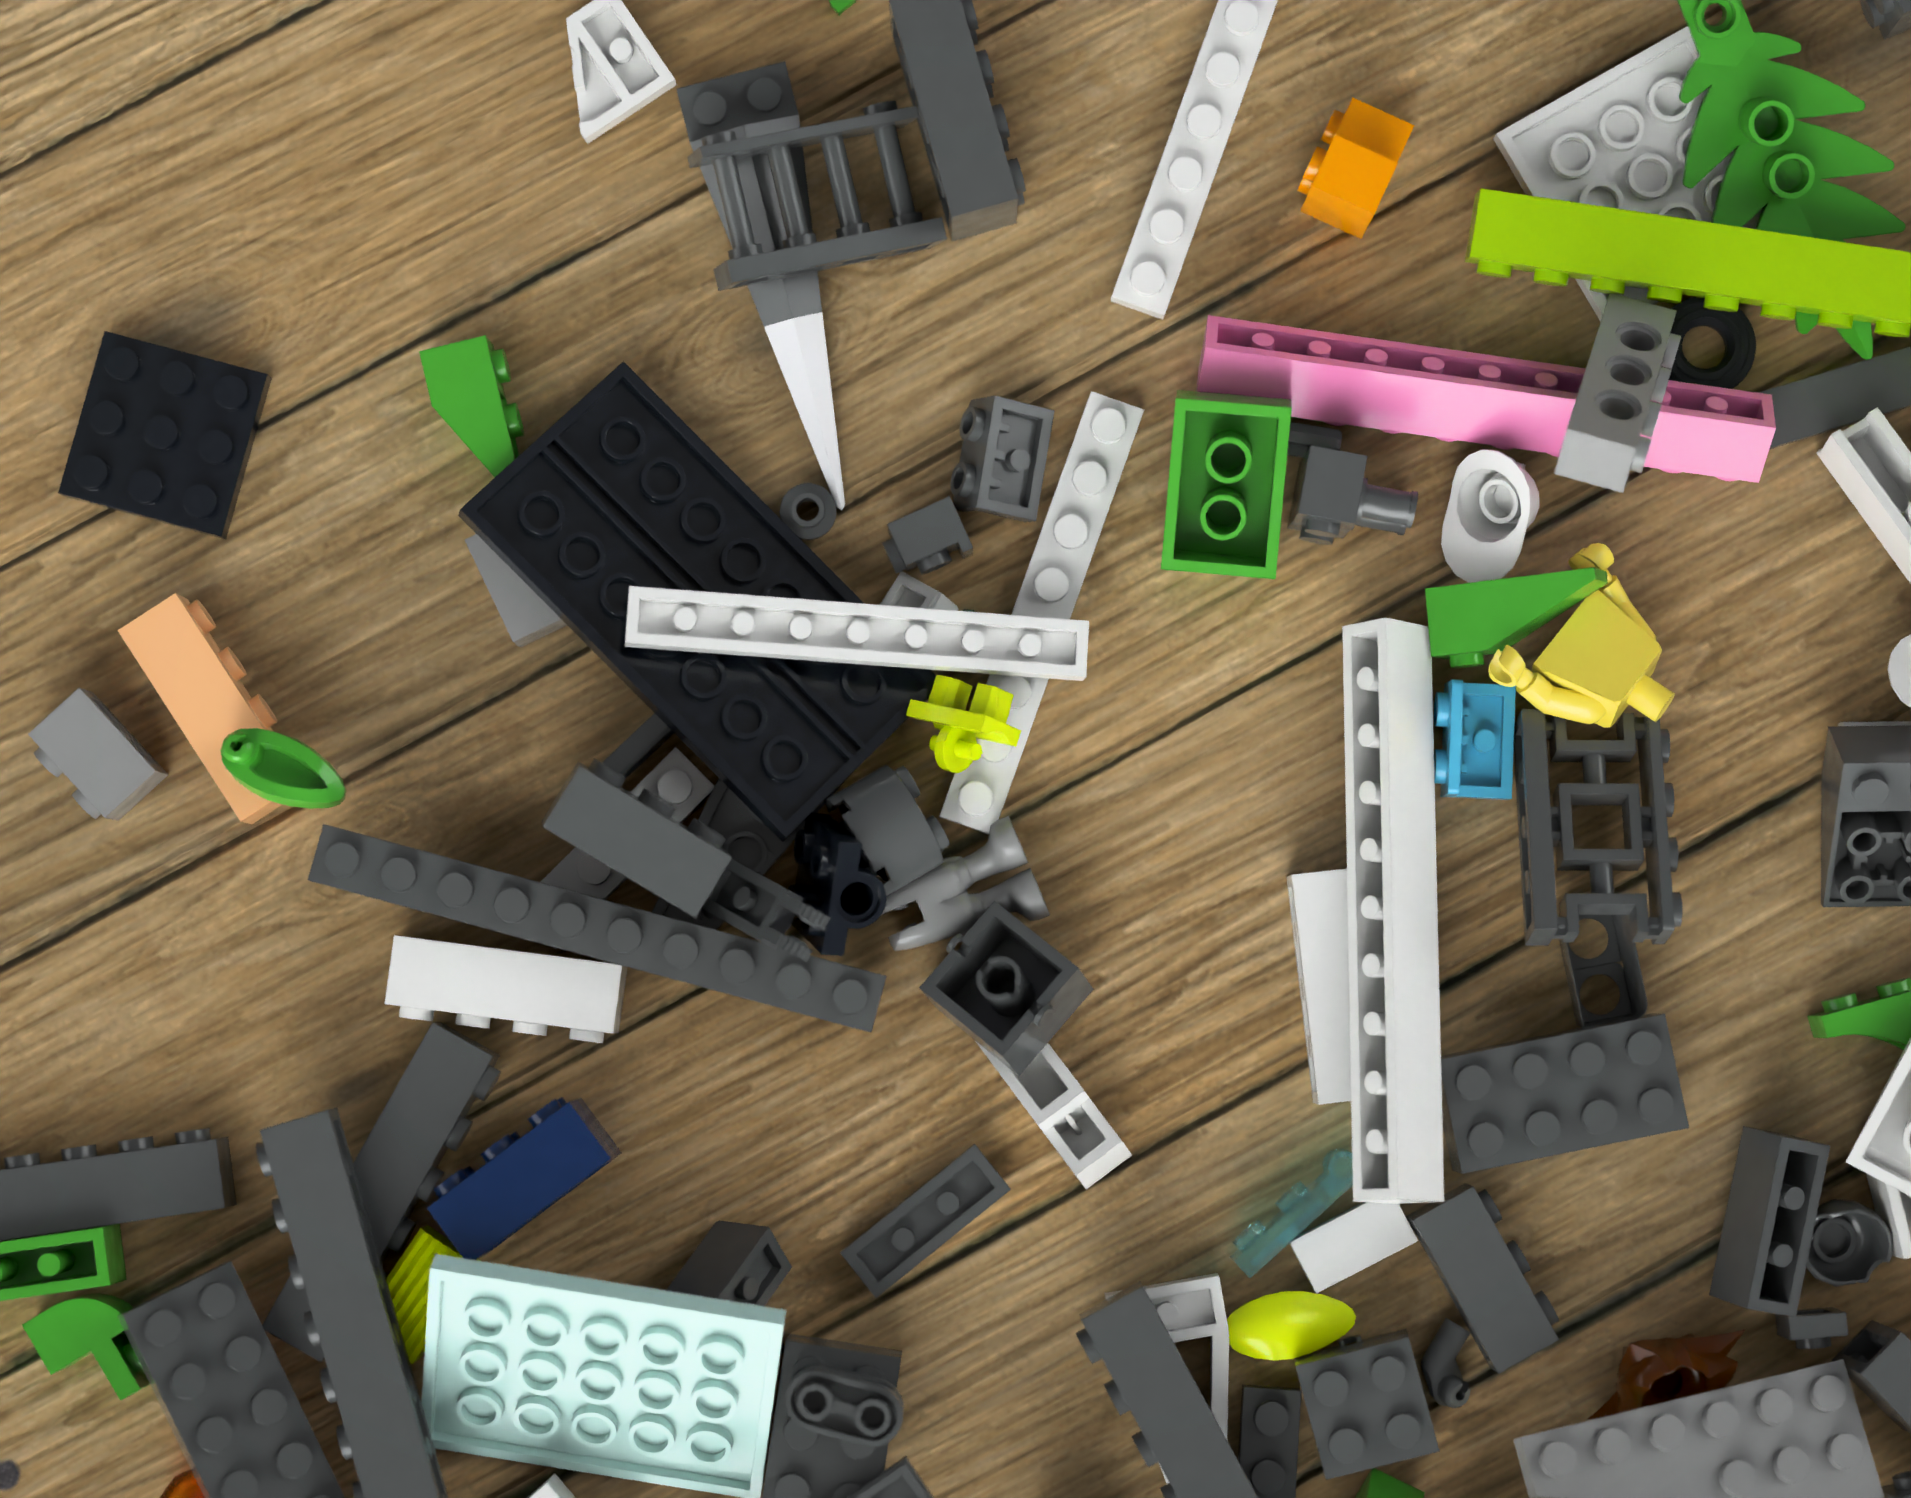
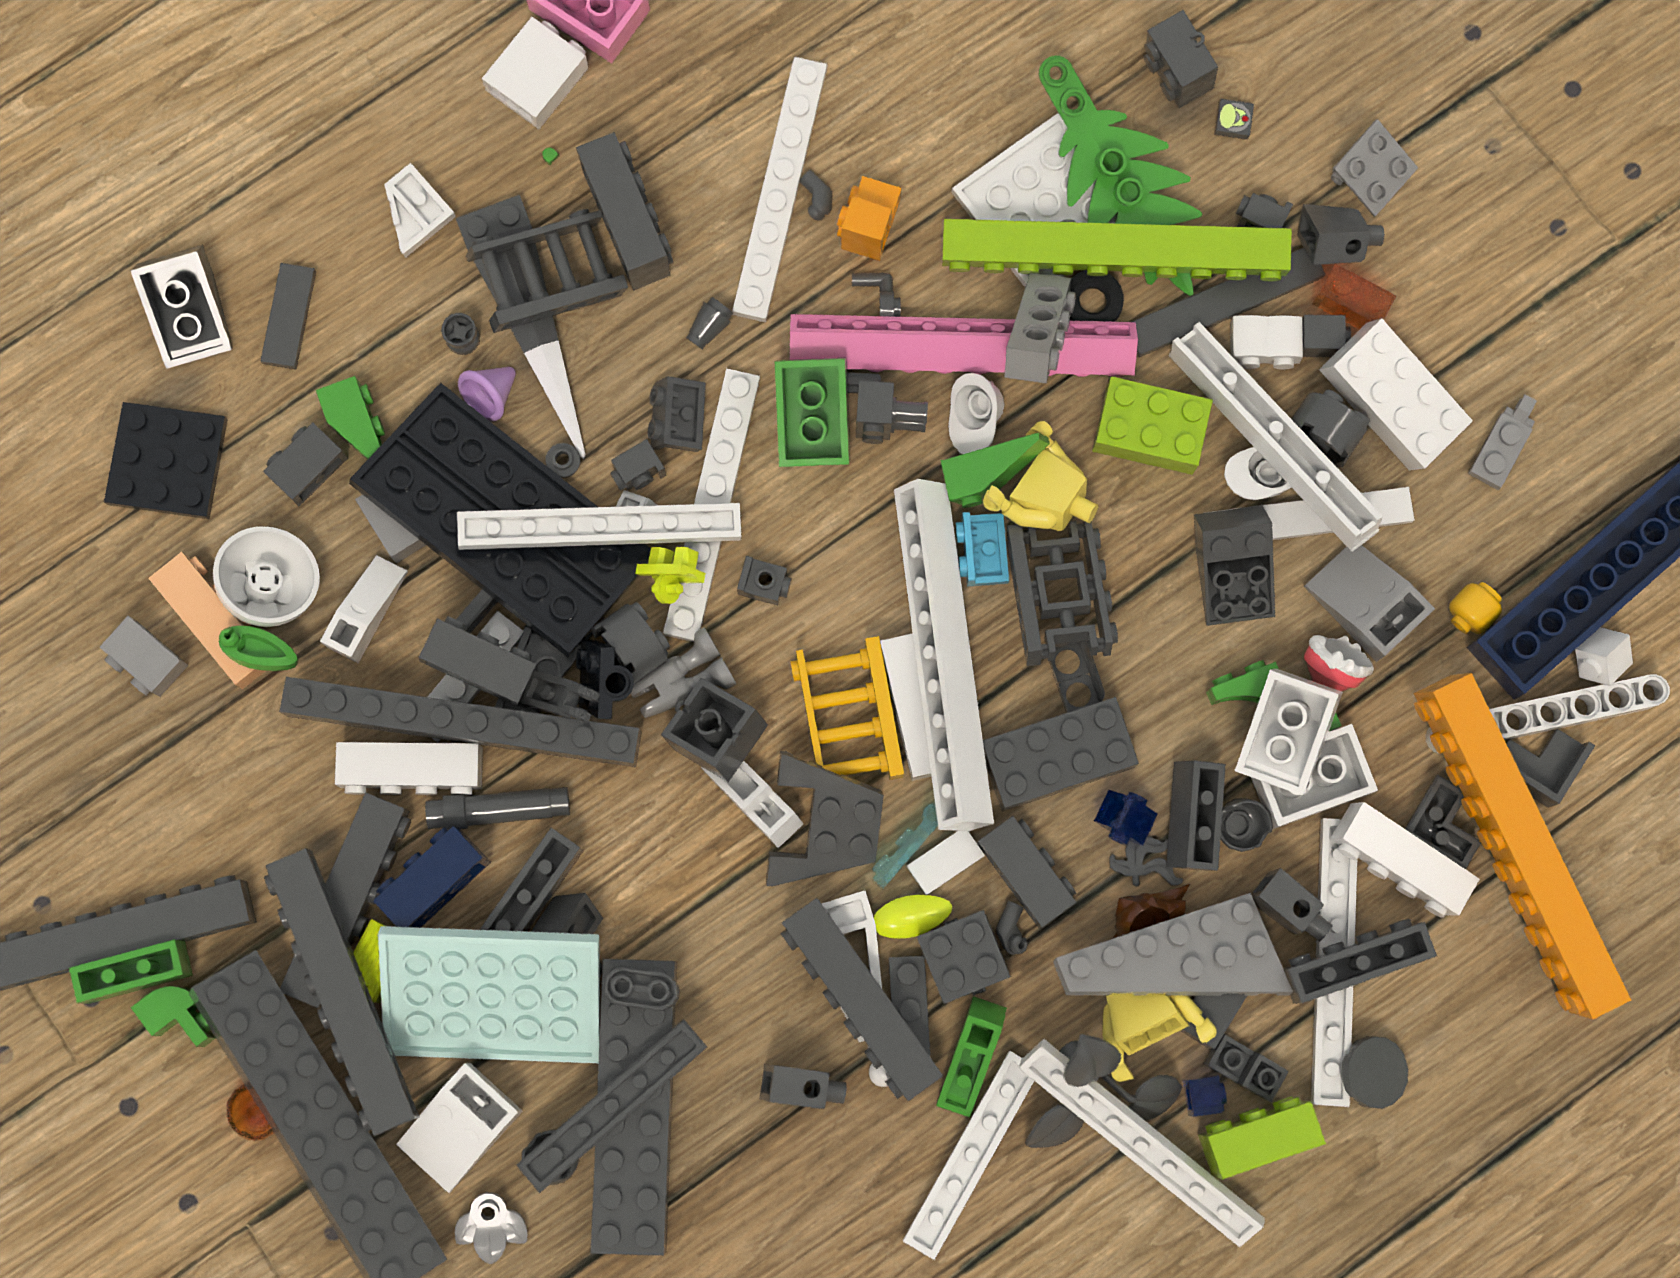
camera: 10 degrees left, 5 degrees down
(217, 183) = (183, 306): none -> dark grey slope
(328, 631) = (275, 563): none -> white piece
(387, 219) = (288, 316): none -> dark grey tile
(388, 468) = (305, 463): none -> dark grey brick
(460, 720) = (363, 609): none -> white slope
(581, 1068) = (496, 808): none -> dark grey piece
(659, 272) = (456, 327): none -> dark grey wheel
(684, 1208) = (534, 884): none -> dark grey brick
(698, 382) = (487, 390): none -> lavender hat
(925, 1220) = (681, 879): dark grey plate -> none
(1071, 311) = (709, 322): none -> dark grey cone
(1091, 757) = (751, 588): none -> dark grey brick
(1192, 1165) = (841, 823): none -> dark grey wing
(1271, 954) = (874, 692): none -> yellow fence
(1278, 122) = (820, 193): none -> dark grey arm
(1368, 316) = (888, 304): none -> dark grey plate
(1655, 1210) = (1126, 817): none -> clear blue brick
(1660, 1264) = (1135, 855): none -> dark grey piece
(1777, 569) = (1152, 425): none -> lime brick
(1813, 1327) = (1231, 878): dark grey plate -> none

